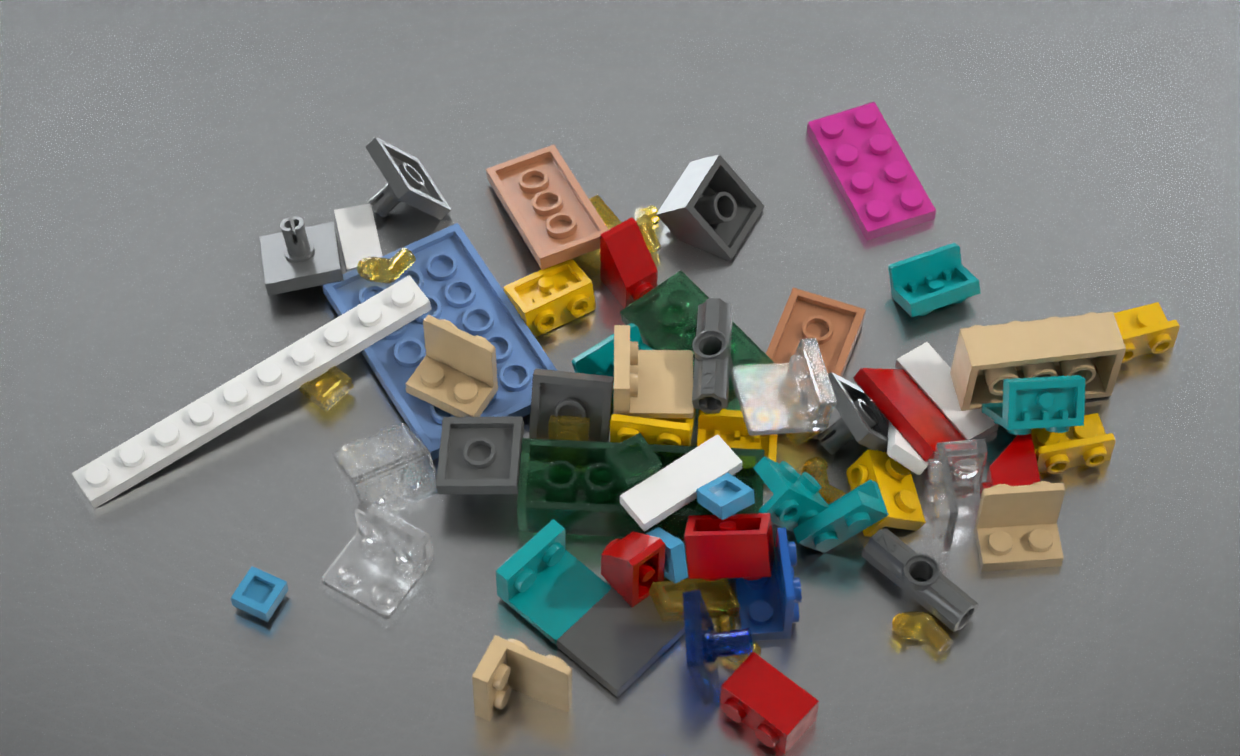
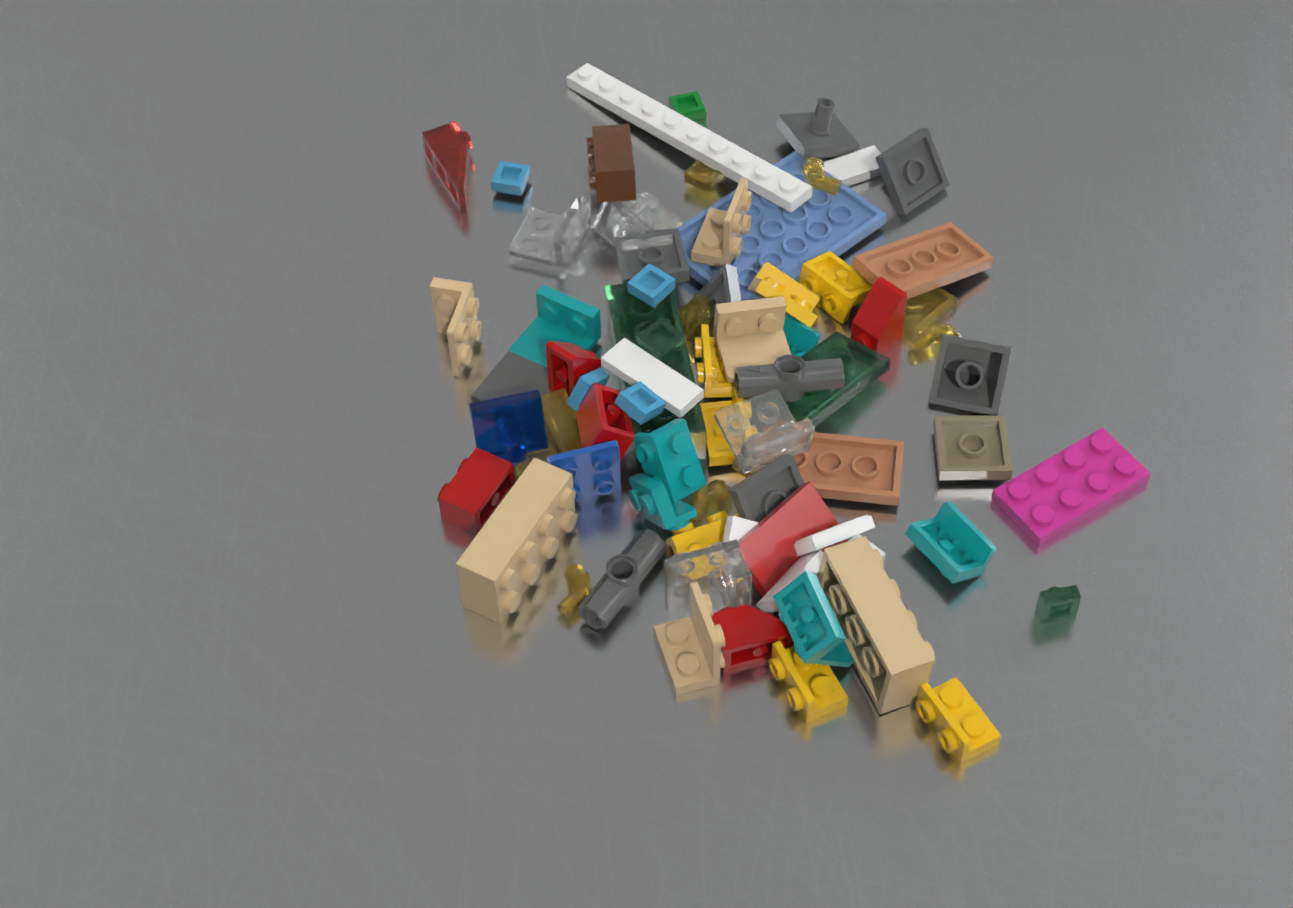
camera: 80 degrees right, 5 degrees down
(189, 382) = (688, 105): none -> green tile
(207, 654) = (449, 156): none -> clear red slope
(301, 464) = (611, 163): none -> reddish brown brick
(544, 454) = (651, 285): none -> dark azure plate
(567, 341) = (774, 283): none -> yellow bracket
(808, 234) = (972, 448): none -> dark tan plate
(865, 662) = (517, 541): none -> tan brick
(918, 370) = (833, 535): none -> white tile
(964, 416) = (807, 562): none -> white tile
(1019, 217) = (1057, 604): none -> clear green plate

